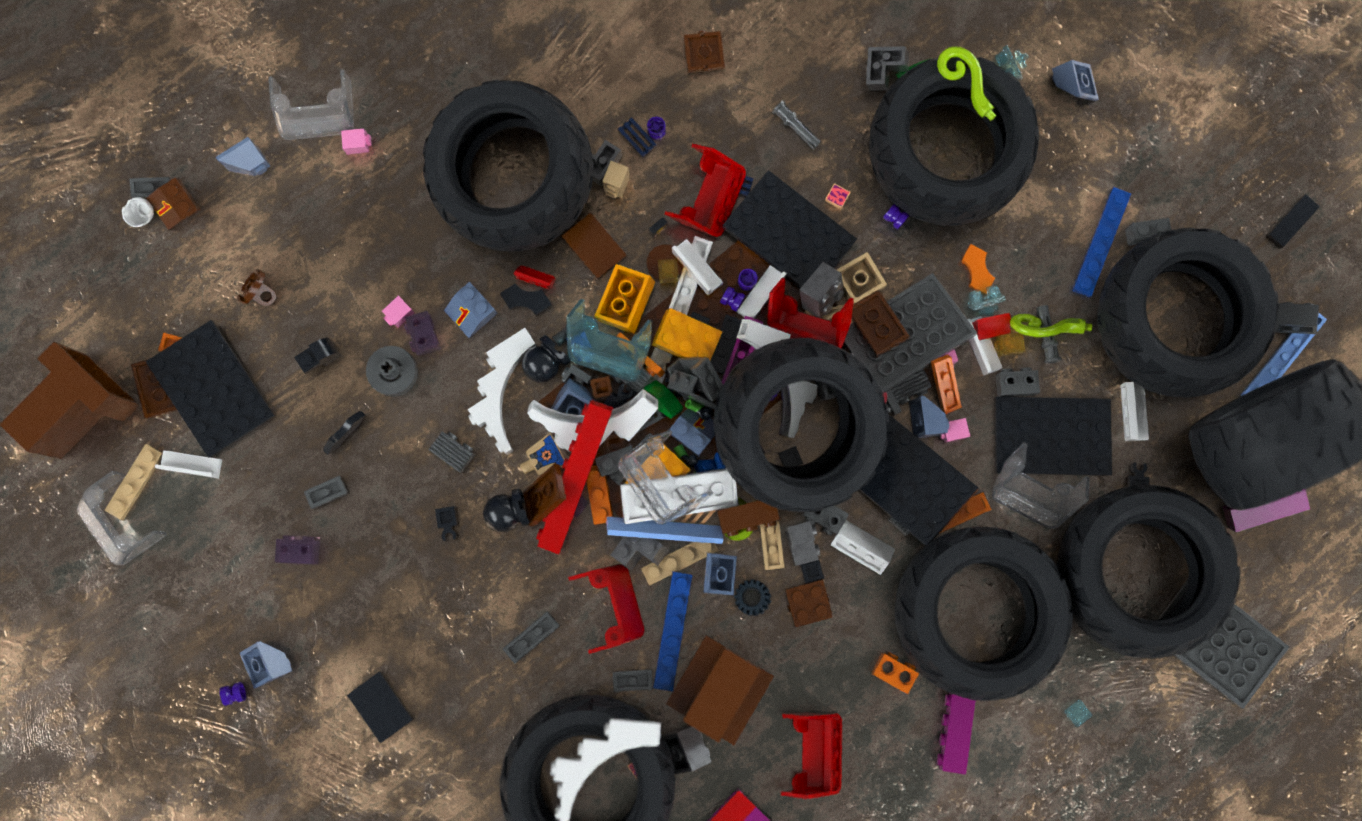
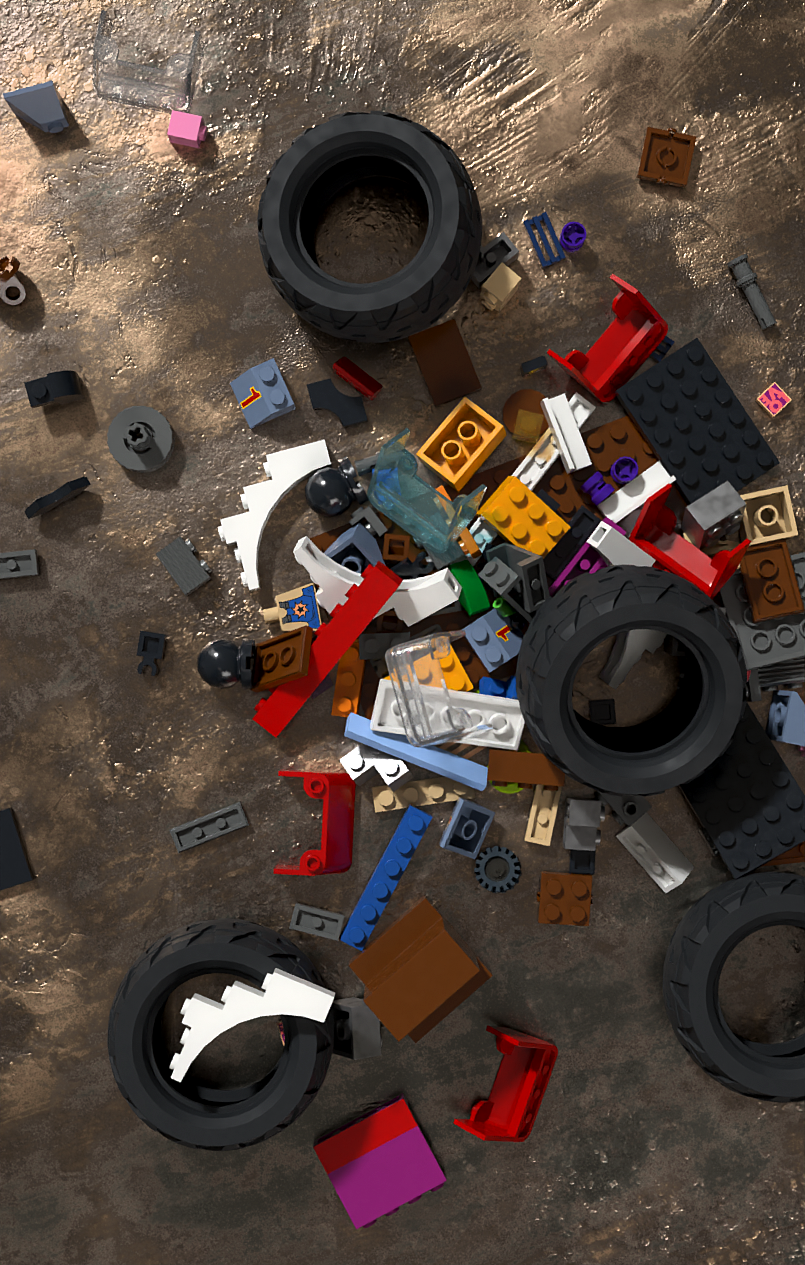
camera: 15 degrees right, 5 degrees up
(396, 312) = (170, 367): bright pink brick -> none
(422, 333) = (193, 404): clear purple brick -> none
(689, 461) = (475, 675): arm -> none
(893, 676) = (638, 1022): orange brick -> none
(956, 735) = (692, 1120): magenta brick -> none

